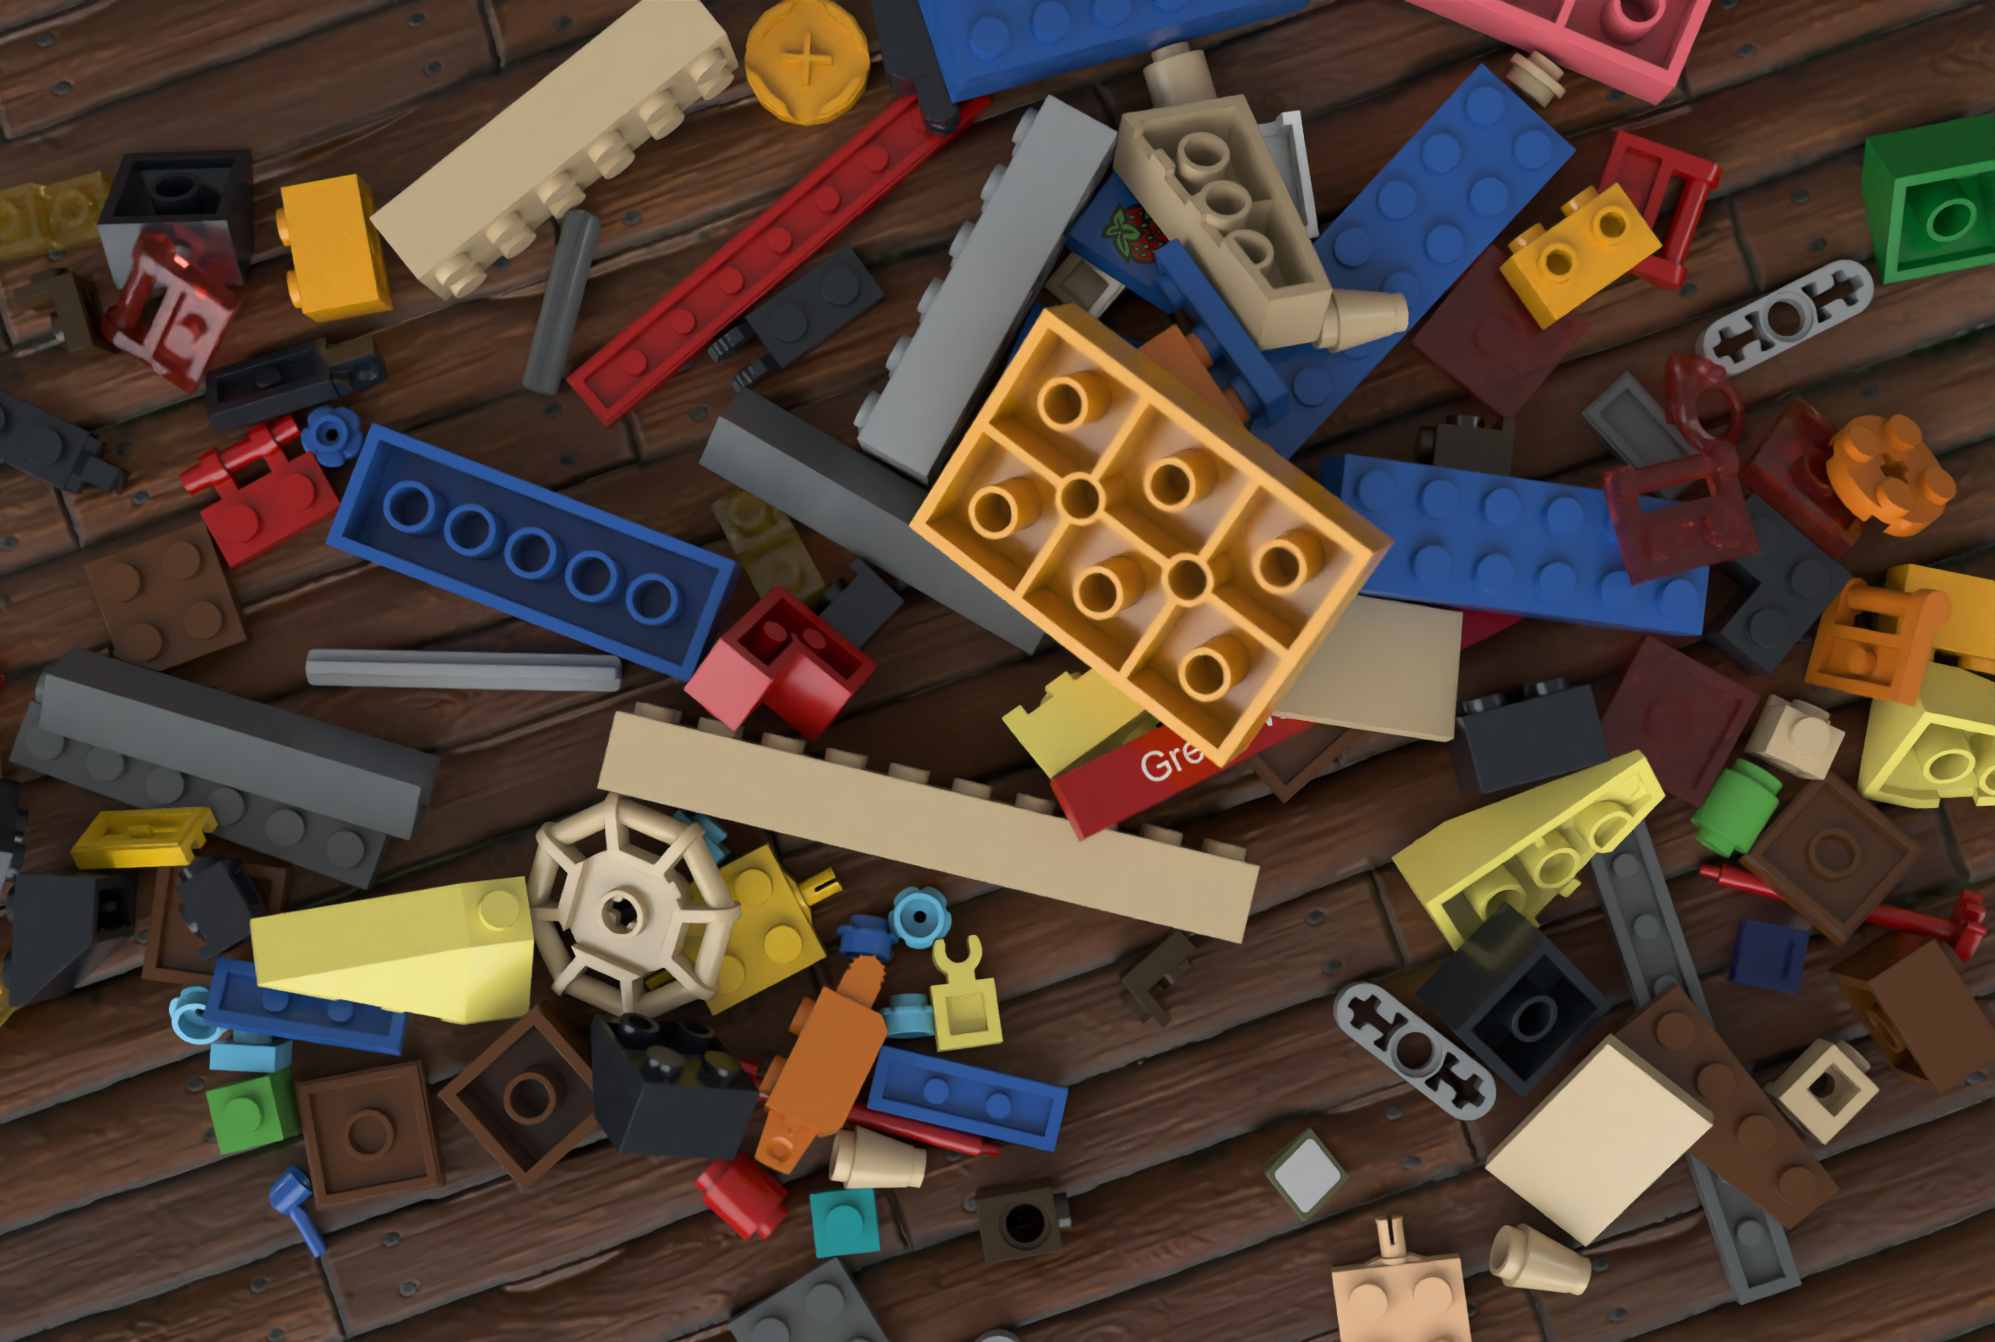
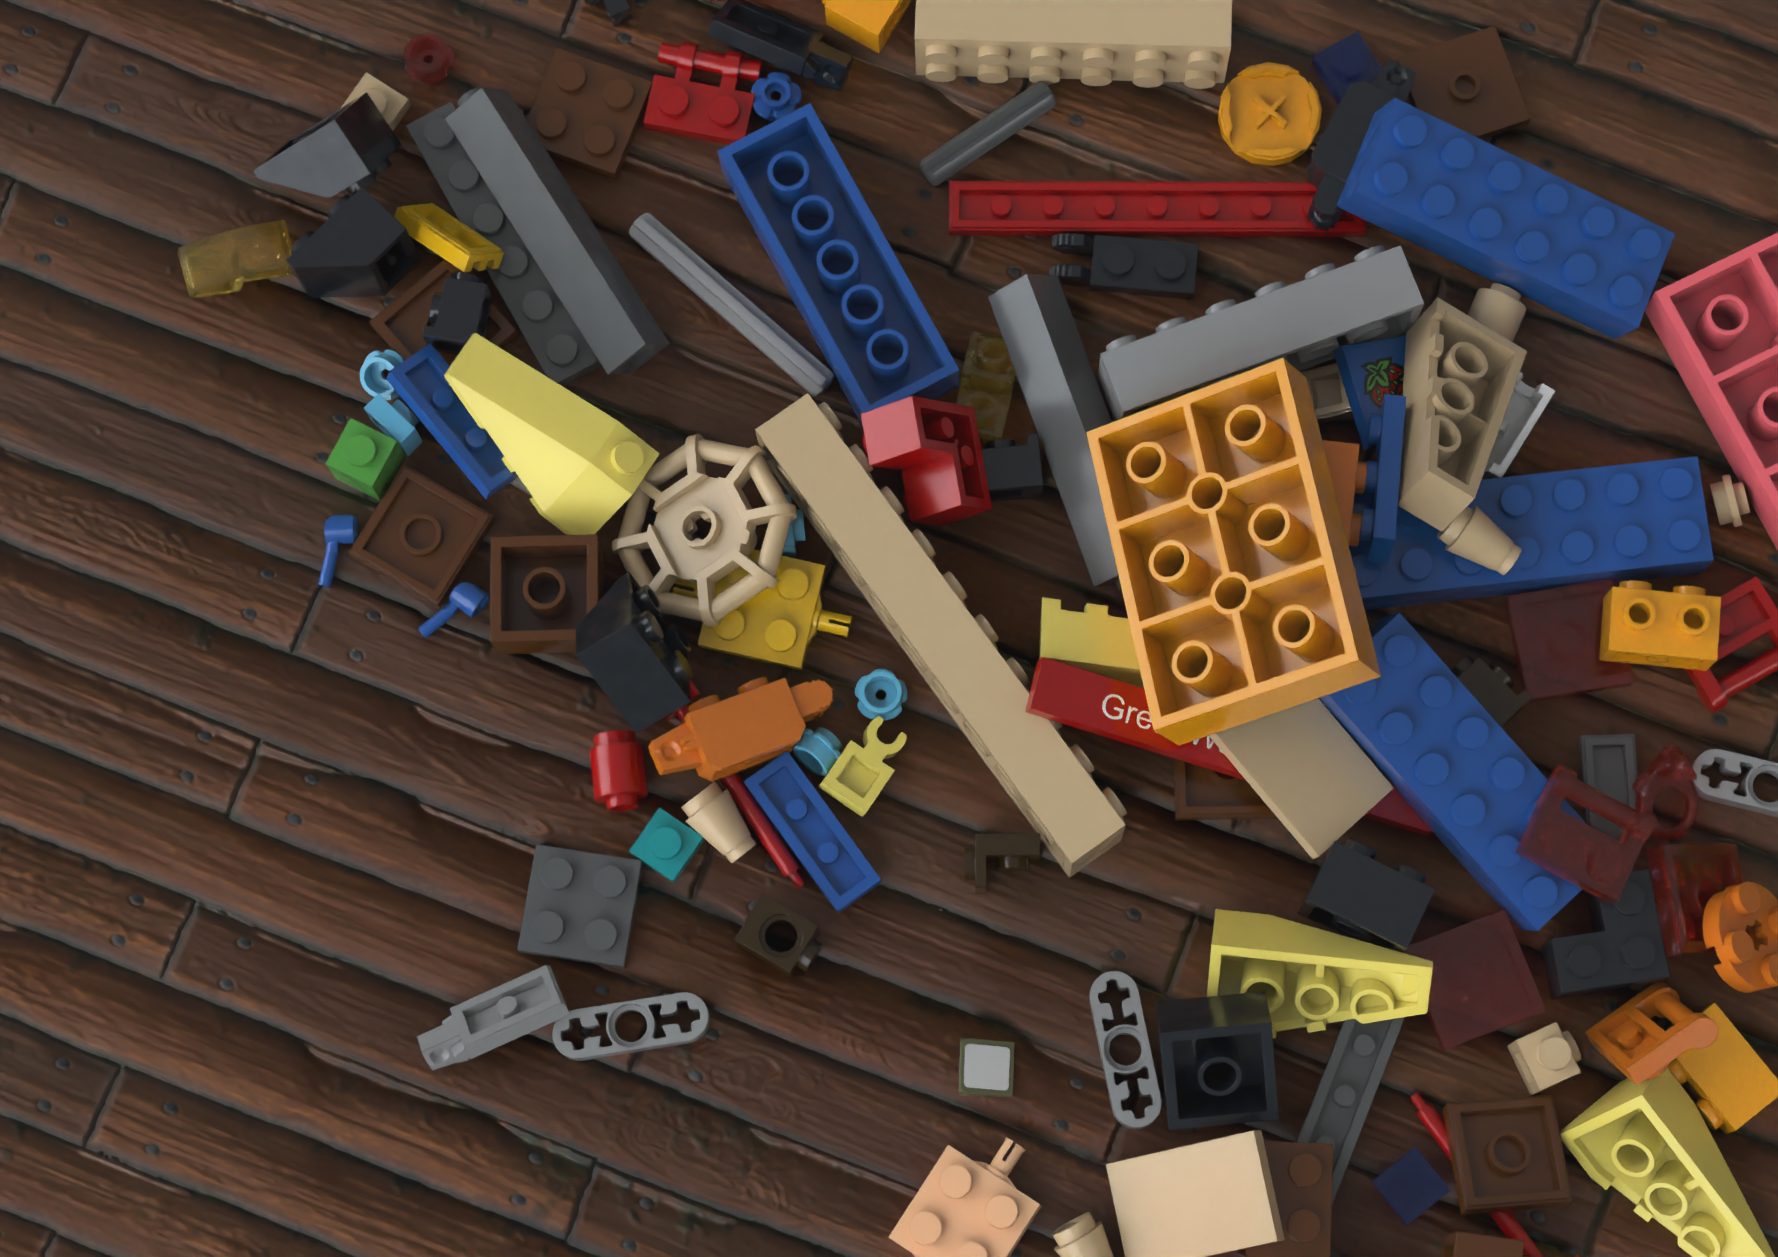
camera: 40 degrees right, 10 degrees down
(461, 1154) = (464, 597): none -> blue hand
(867, 937) = (838, 675): blue plate -> none
(1736, 808) = (1469, 1071): bright green brick -> none

